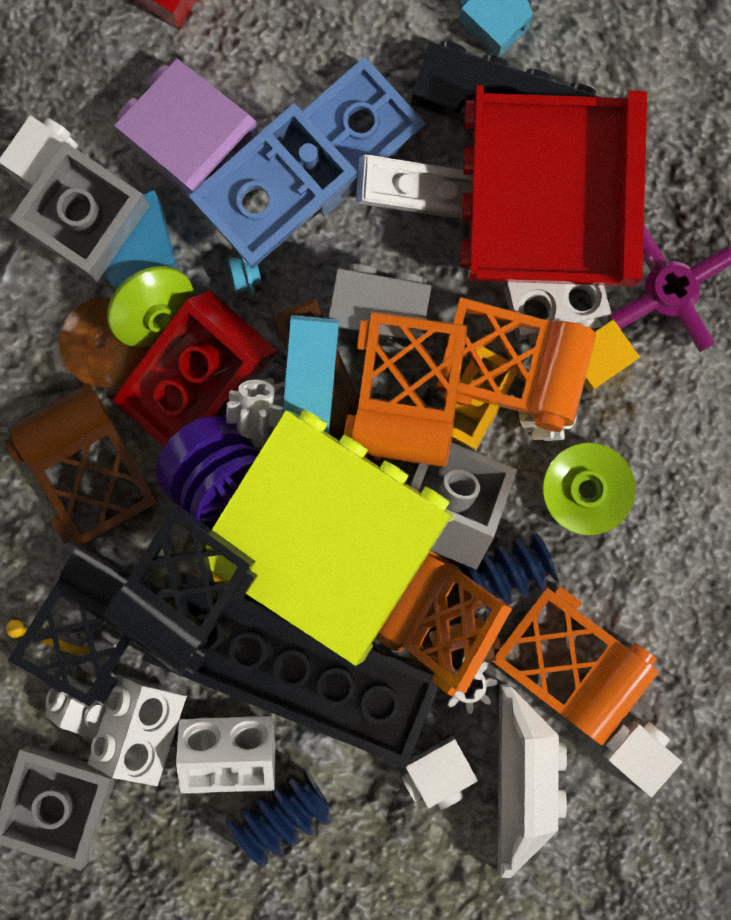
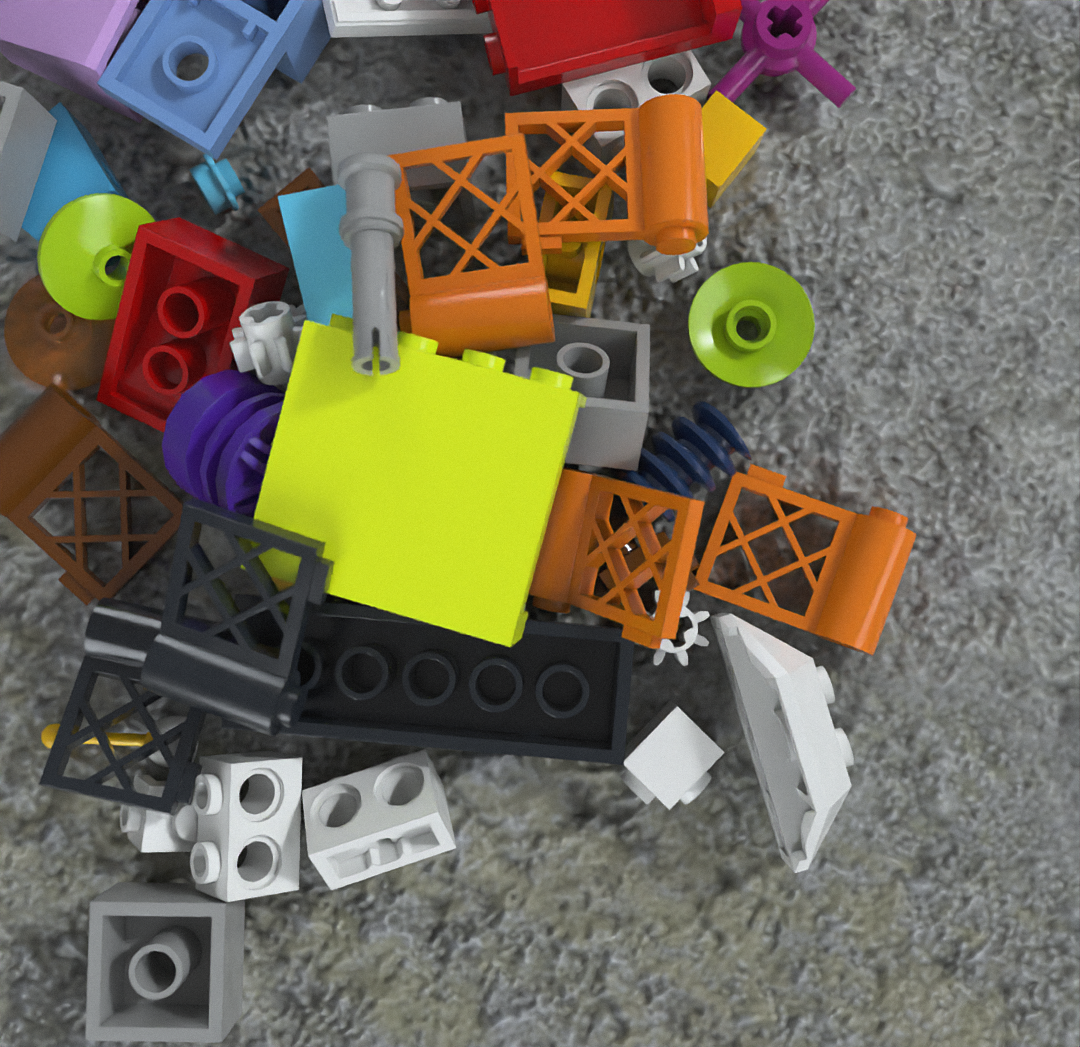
camera: 15 degrees left, 0 degrees up
(281, 820) = (478, 885): dark blue piece -> none
(346, 367) = (371, 233): none -> light grey pin
(642, 755) = (929, 652): white brick -> none

